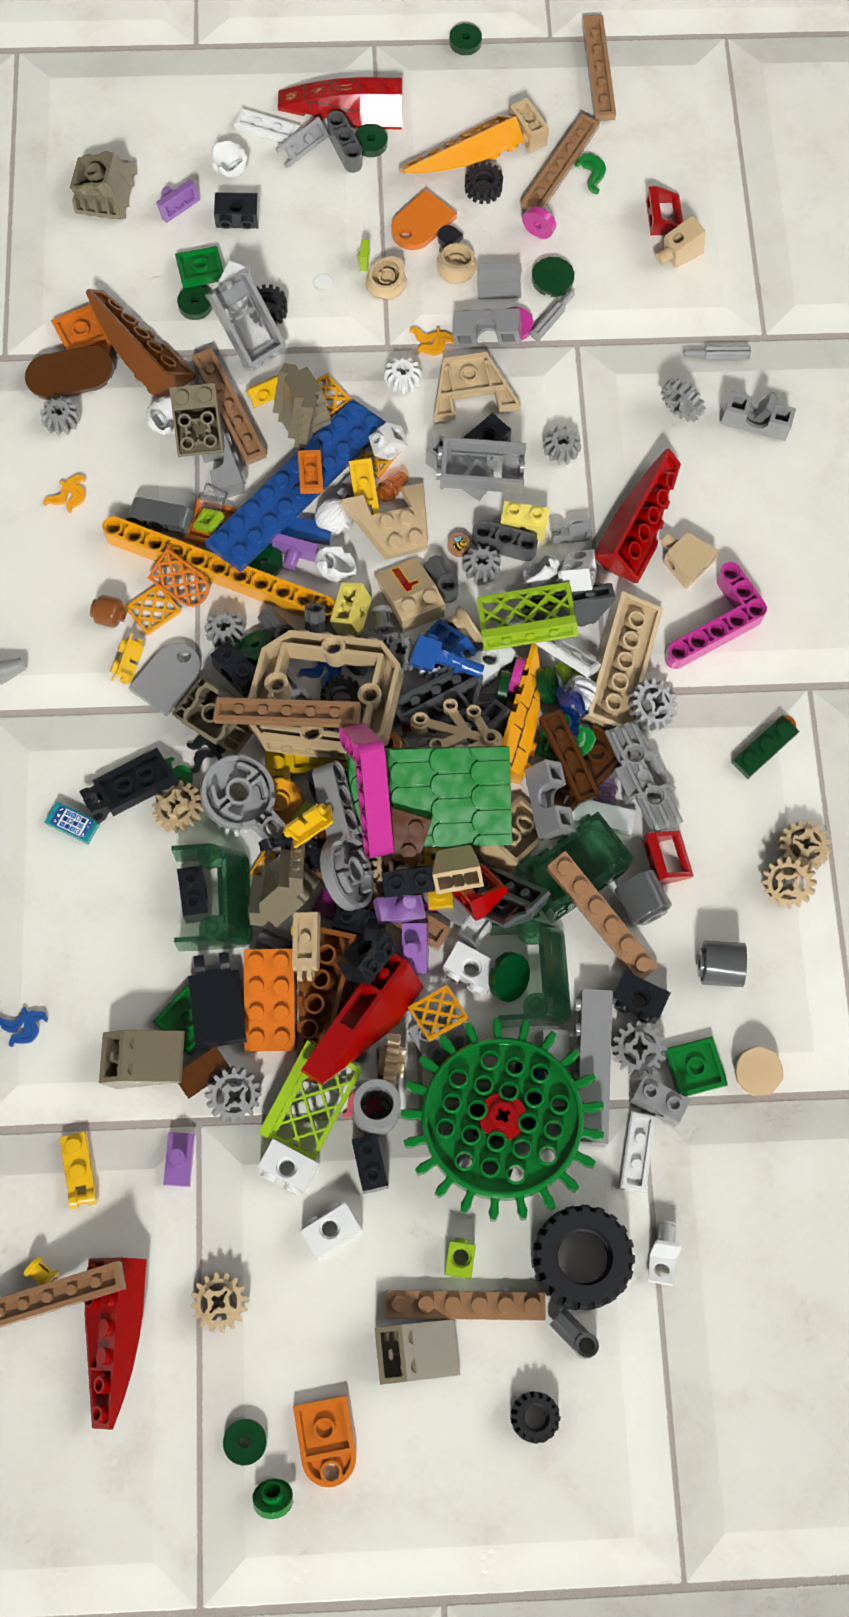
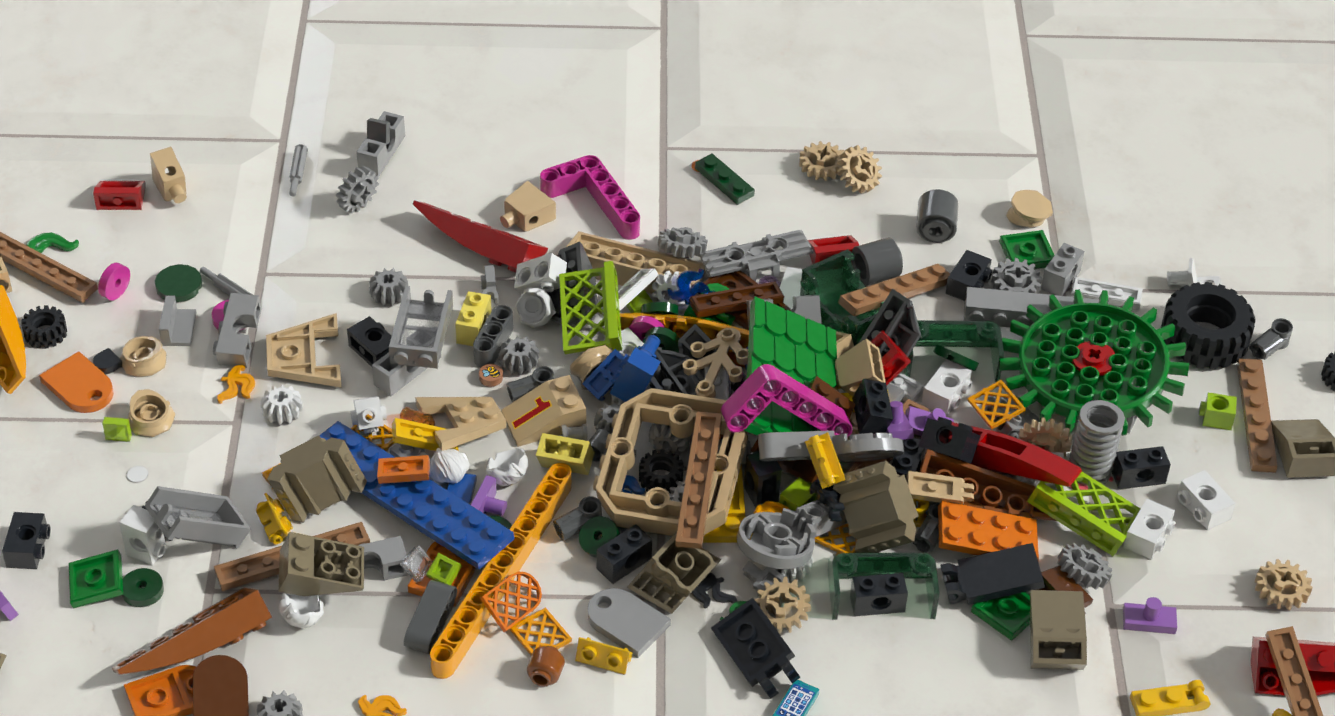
camera: 85 degrees left, 25 degrees down
(216, 626) = (575, 564): light grey gear -> none
(315, 618) = (579, 478): dark grey piece -> none

